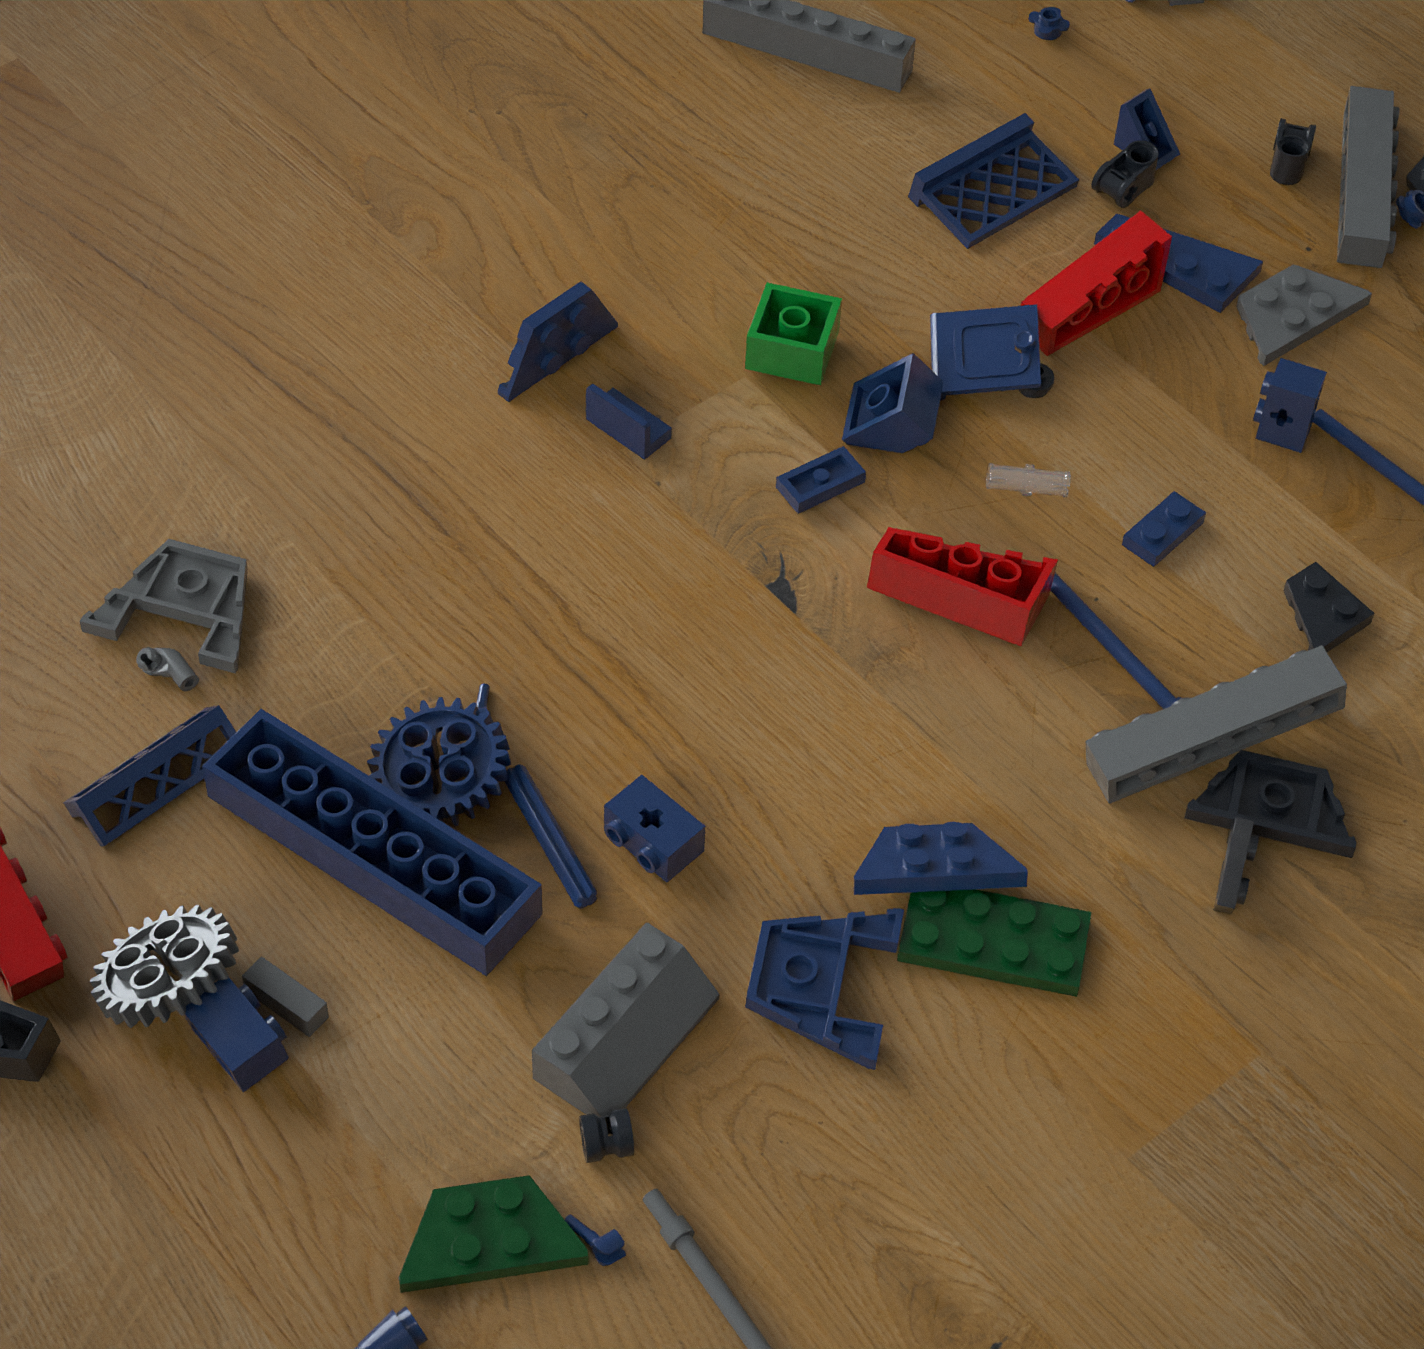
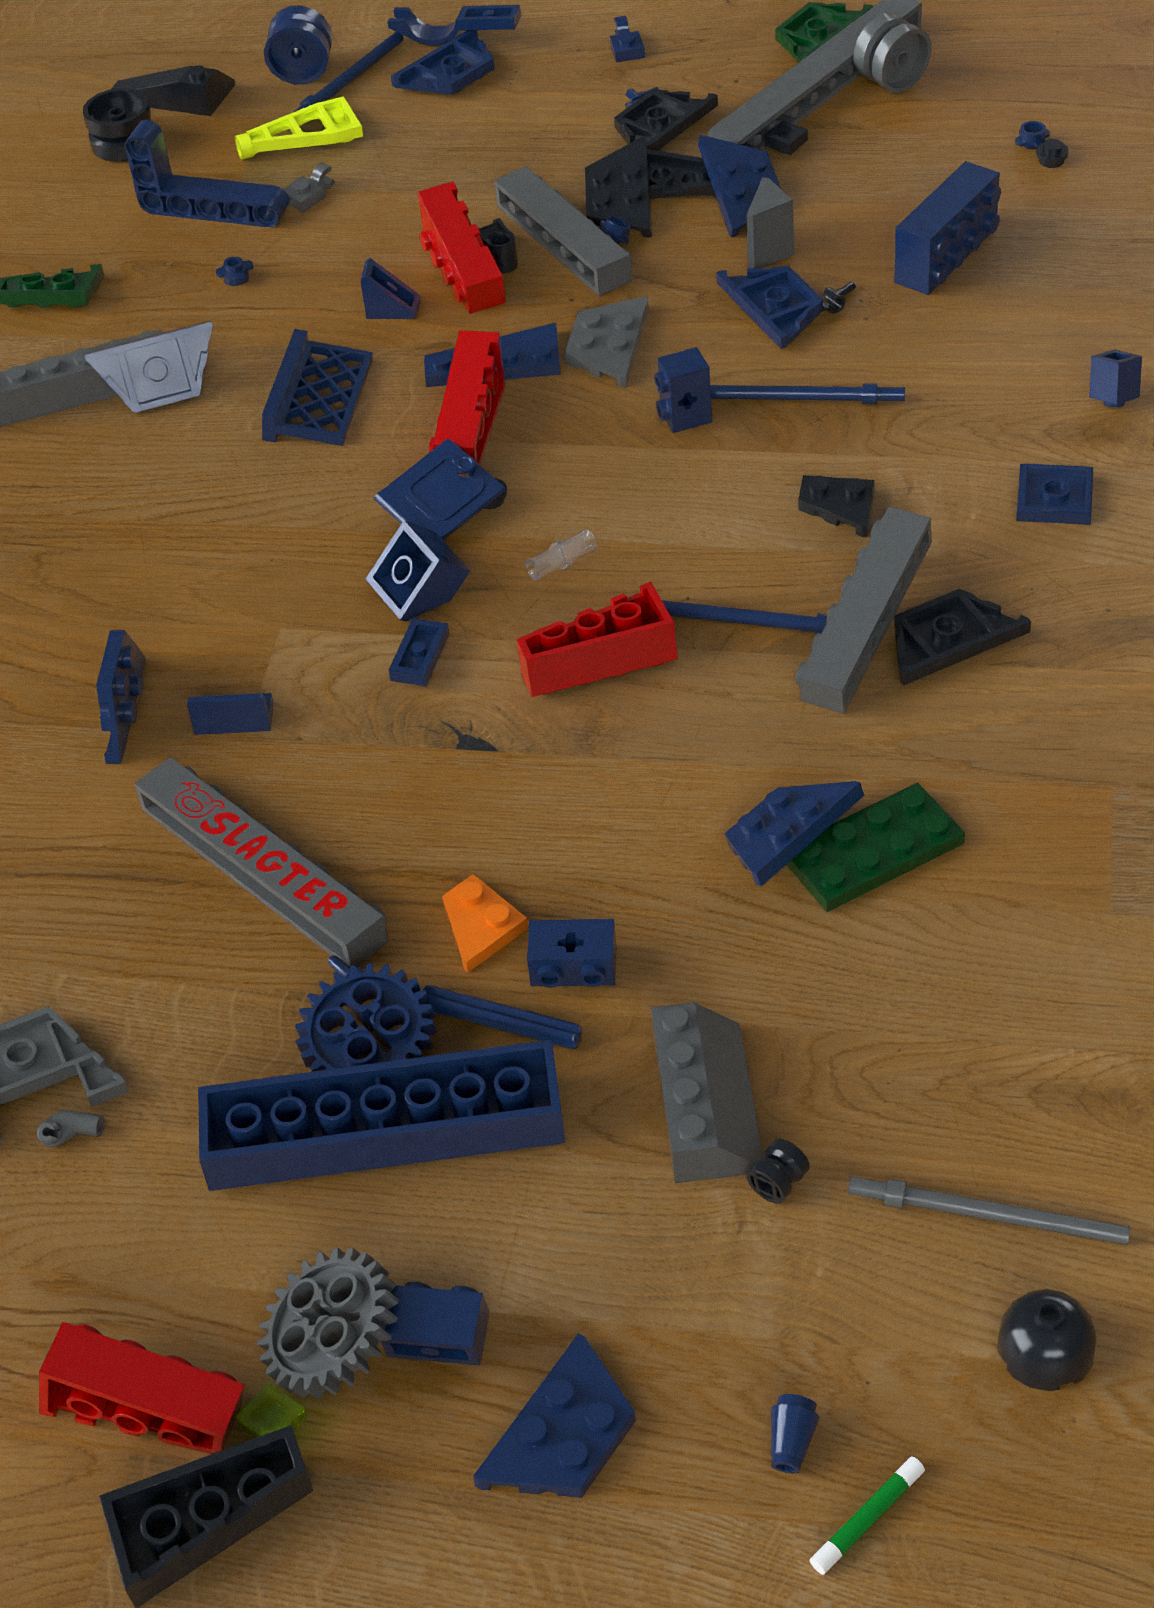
camera: 35 degrees left, 5 degrees down
(66, 1001) = (270, 1412): none -> clear neon green plate
(140, 766) = (135, 1203): dark blue fence -> none
(245, 1191) = (562, 1430): none -> dark blue wing
(286, 996) = (439, 1270): dark grey piece -> none
(489, 1234) = (771, 1305): dark green wing -> none
(511, 567) = (263, 863): none -> dark grey brick
(606, 1248) = (859, 1246): dark blue hand -> none
(619, 745) = (480, 921): none -> orange wing
(793, 333) = (293, 571): green brick -> none
(802, 972) = (786, 970): dark blue wing -> none
(877, 70) = (155, 367): none -> wing
(1127, 173) = (404, 324): black piece -> none
(1163, 528) = (682, 524): dark blue plate -> none
(1241, 847) = (978, 691): black wing -> none
(1248, 132) = (459, 249): none -> red wedge

